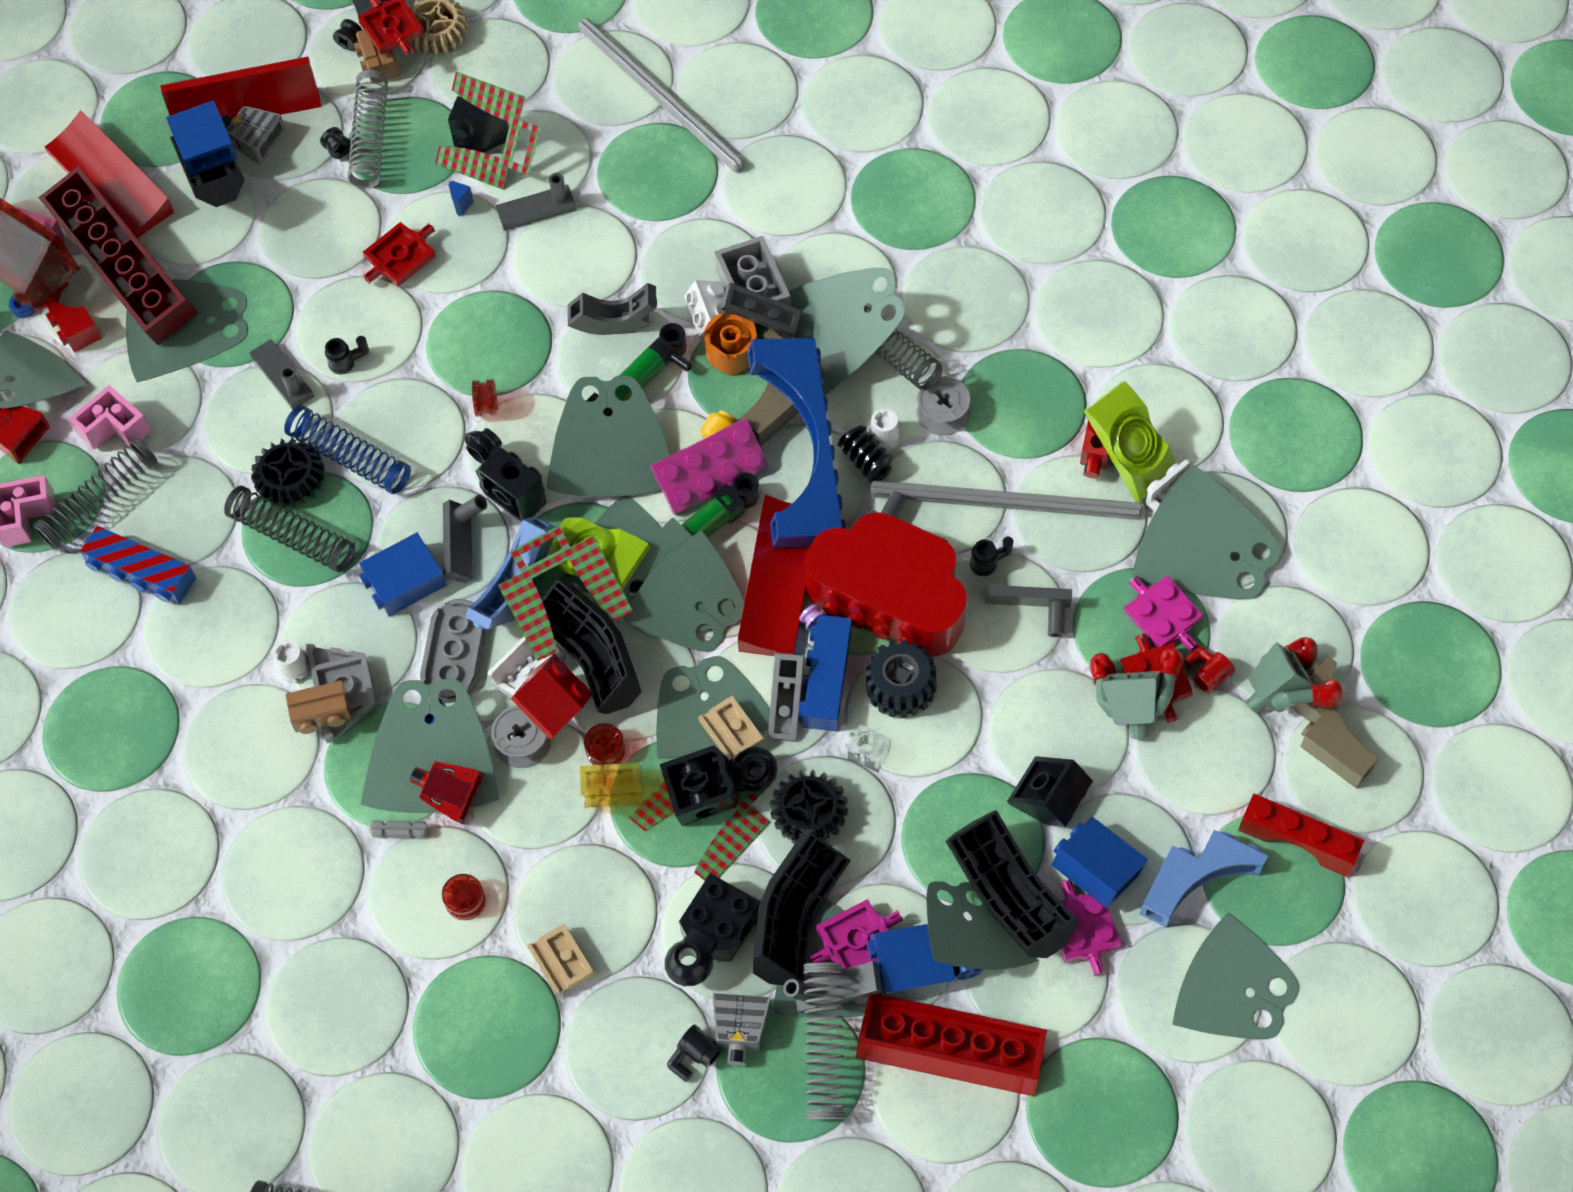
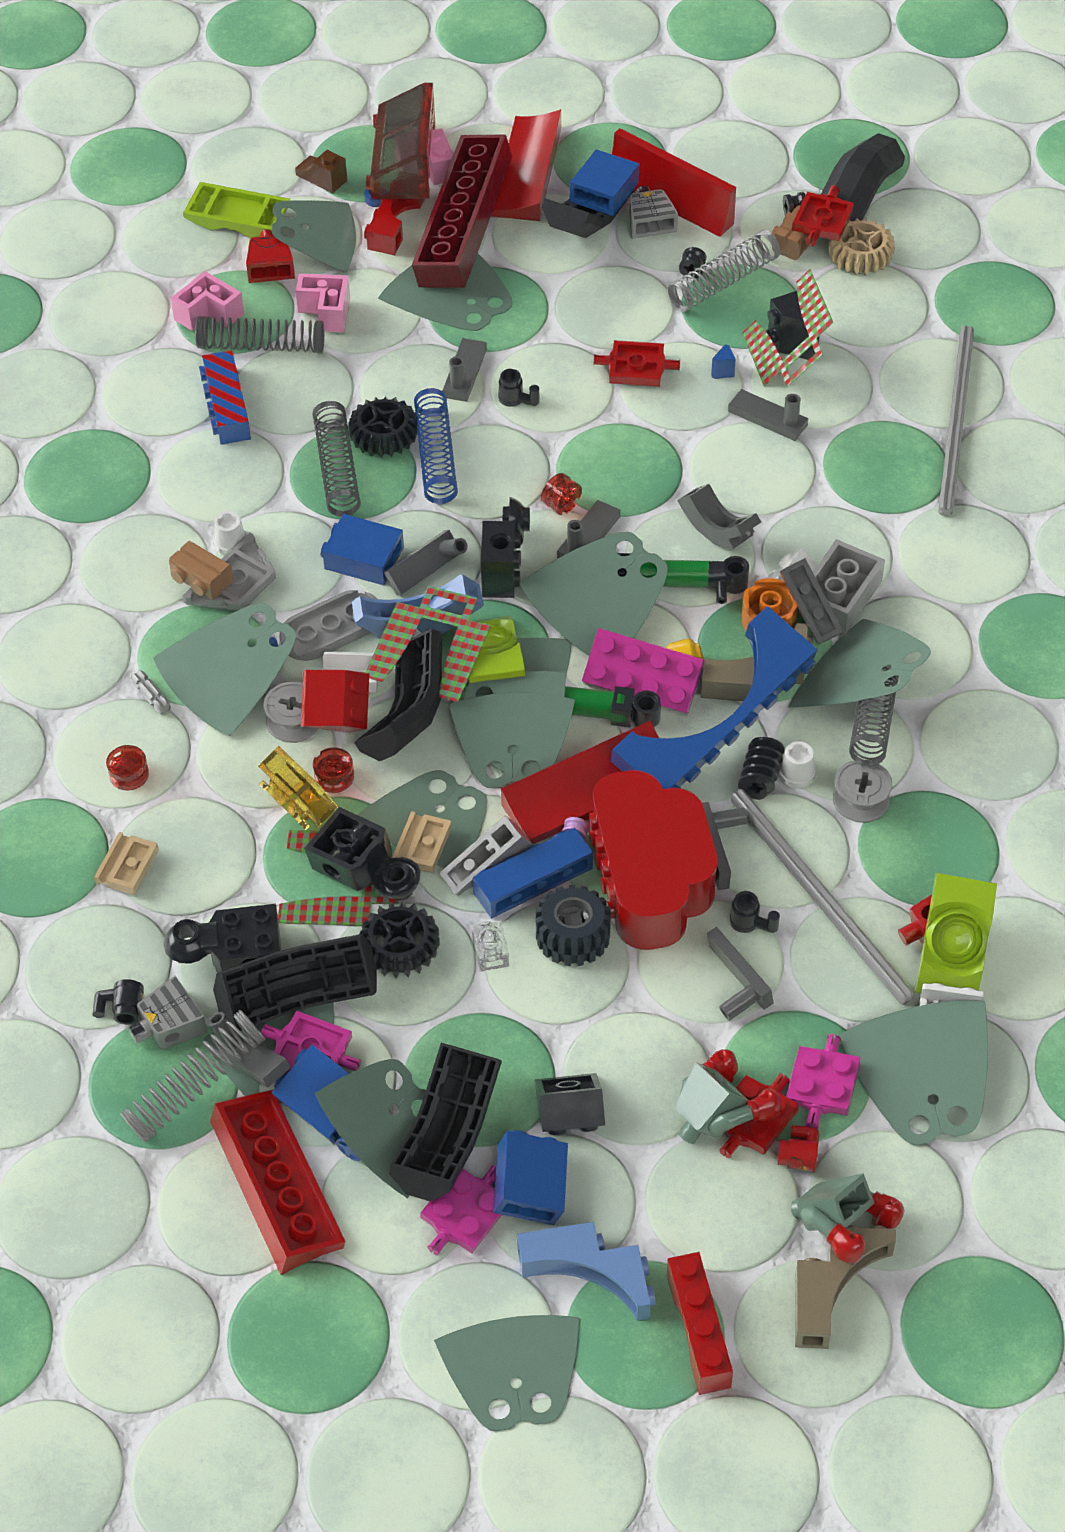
camera: 50 degrees right, 10 degrees down
(448, 788) = (204, 696): torso -> none
(535, 408) = (591, 528): none -> dark grey piece

